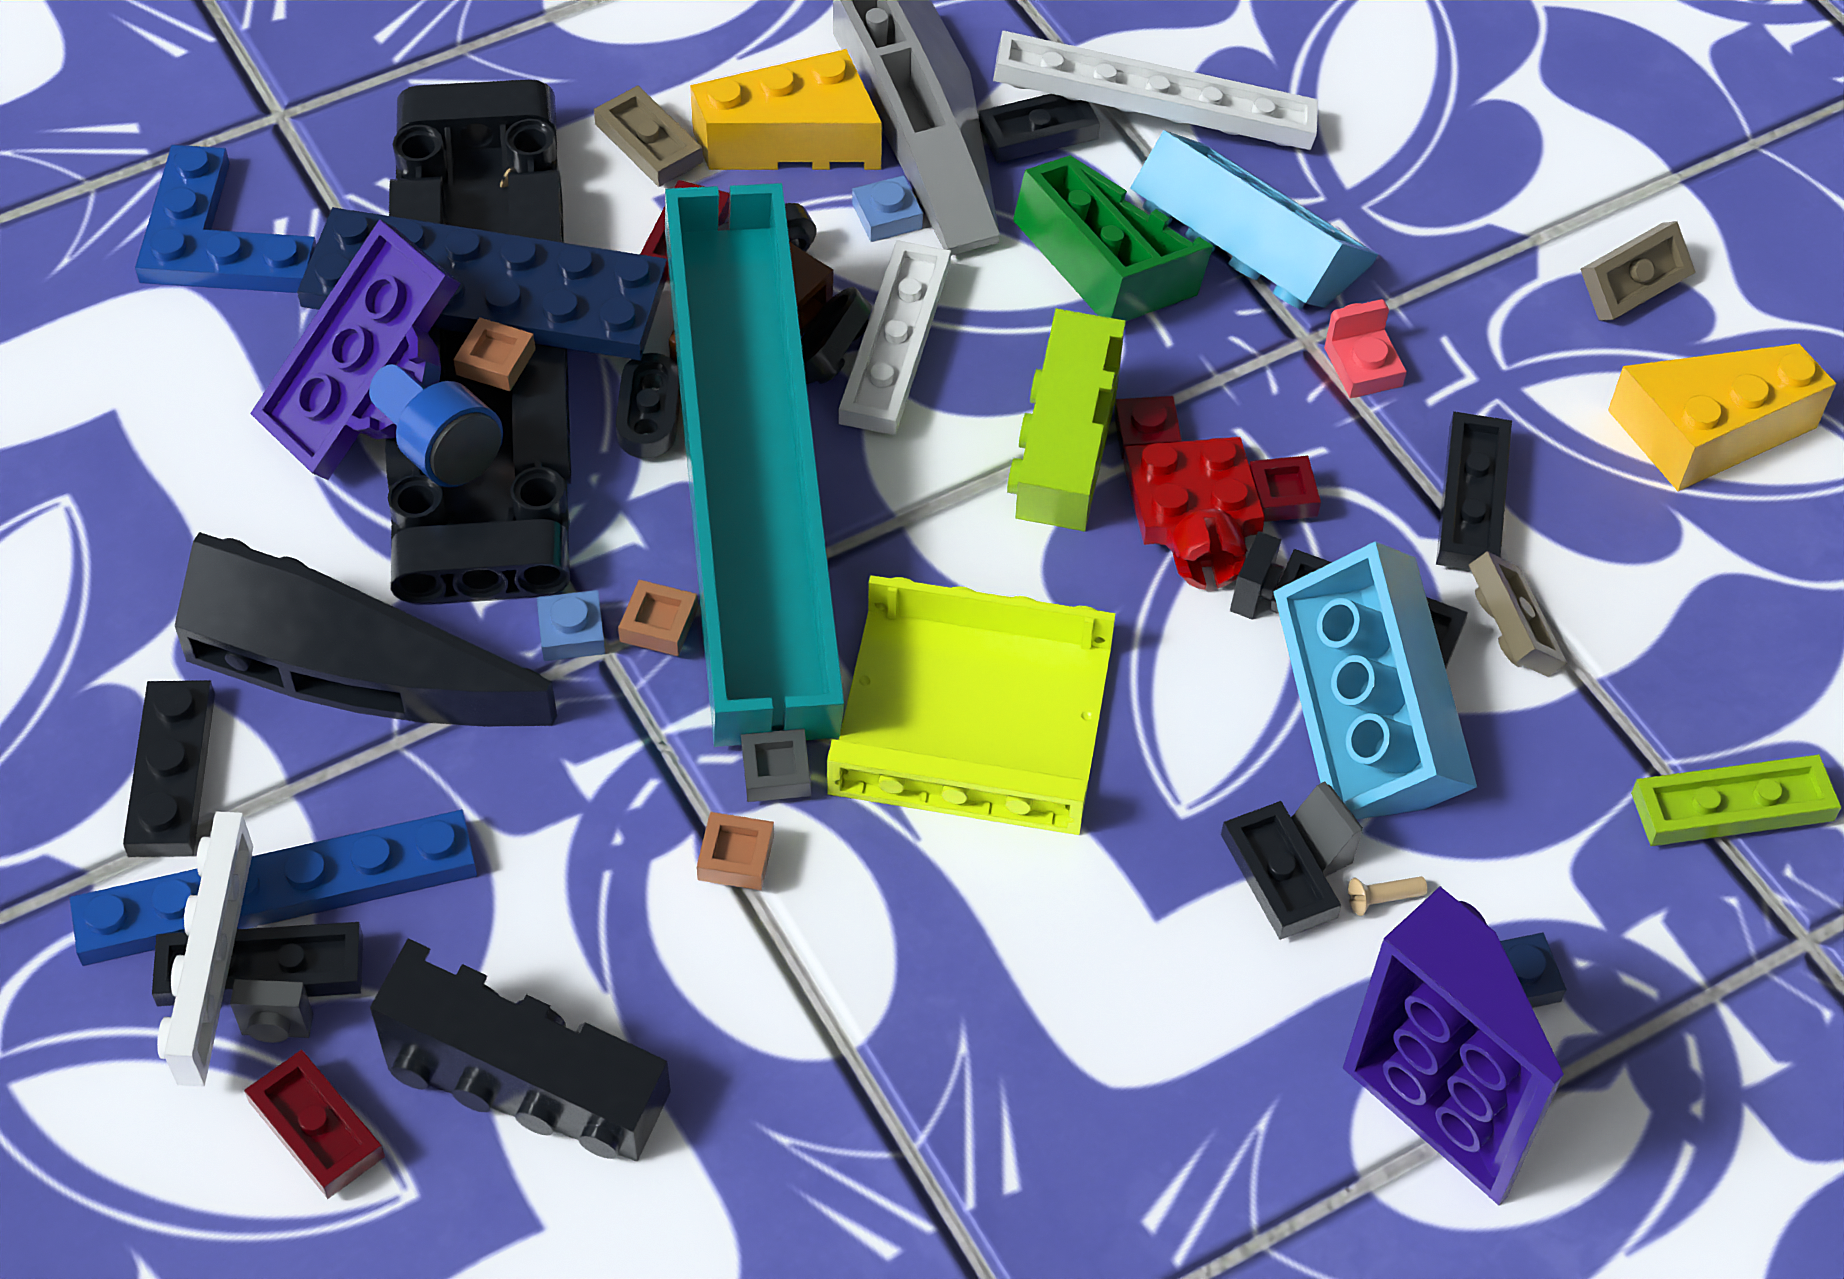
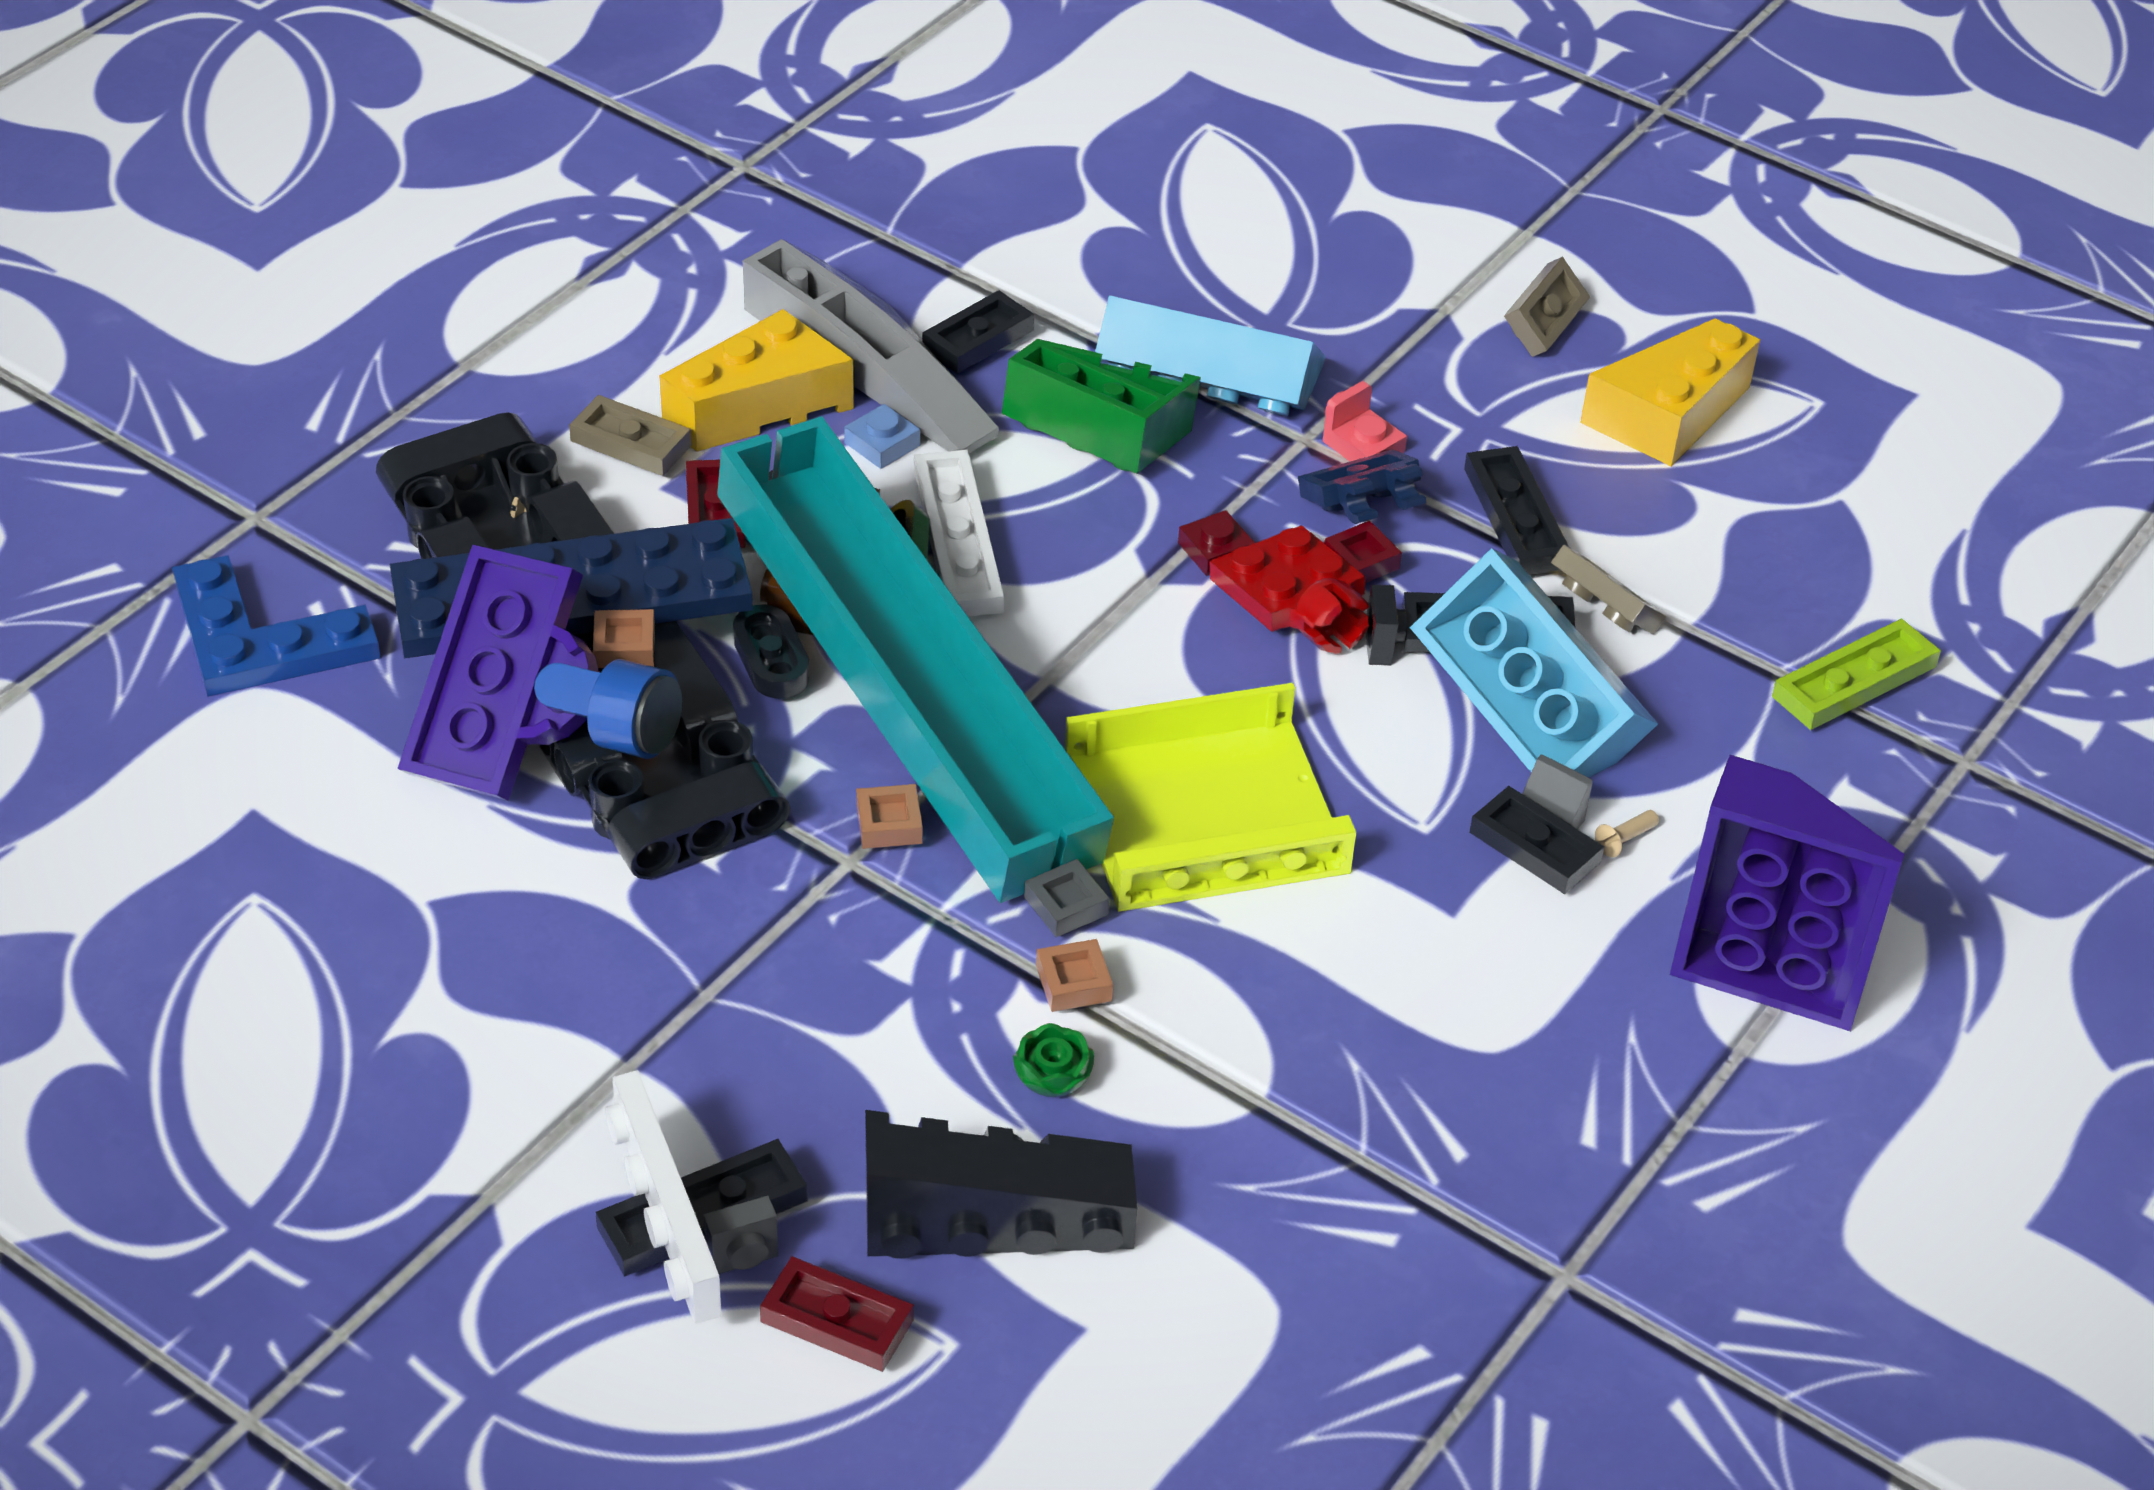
camera: 25 degrees left, 10 degrees down
(169, 769) = (509, 1083): black plate -> none
(281, 884) = (696, 1131): blue plate -> none
(340, 647) = (622, 920): black wedge -> none
(570, 625) = (809, 849): medium blue plate -> none
(658, 917) = (1053, 1060): none -> green plate
(1069, 421) = (1154, 551): lime wedge -> none
(1156, 90) = (1067, 274): white plate -> none
(1346, 405) = (1349, 483): none -> dark blue plate

